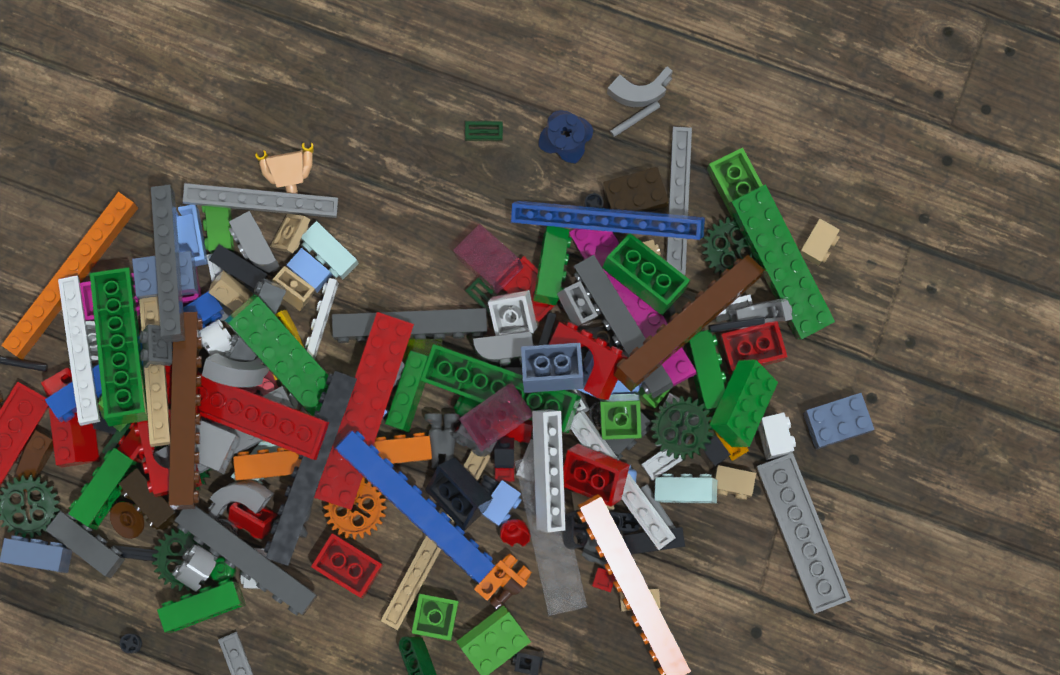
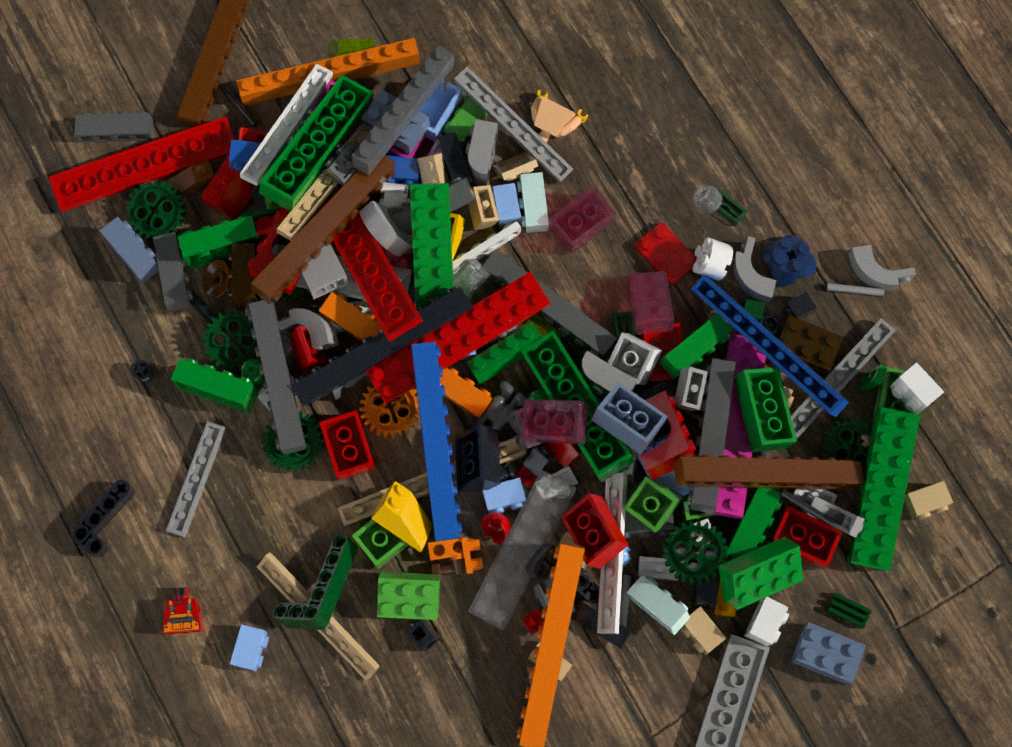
camera: 40 degrees right, 5 degrees down
(71, 238) = (353, 45): none -> clear neon green tile
(196, 567) = (234, 351): light grey brick -> none
(315, 611) = (294, 460): none -> dark green gear
(330, 353) = (470, 276): none -> clear brick
(379, 234) = (582, 219): none -> clear pink brick
(438, 585) = (403, 516): none -> yellow slope
(463, 138) = (707, 199): none -> clear hair
(467, 207) = (666, 253): none -> red plate
(508, 184) = (712, 259): none -> white brick
(546, 177) = (747, 278): none -> light grey arch
(548, 470) = (560, 495): white brick -> none
(571, 197) = (755, 308): none -> dark green tile
(605, 168) = (800, 306): none -> black brick
(705, 180) = (873, 378): none -> green plate
(746, 166) = (916, 389): none -> white brick
(843, 371) = (867, 611): none -> dark green tile

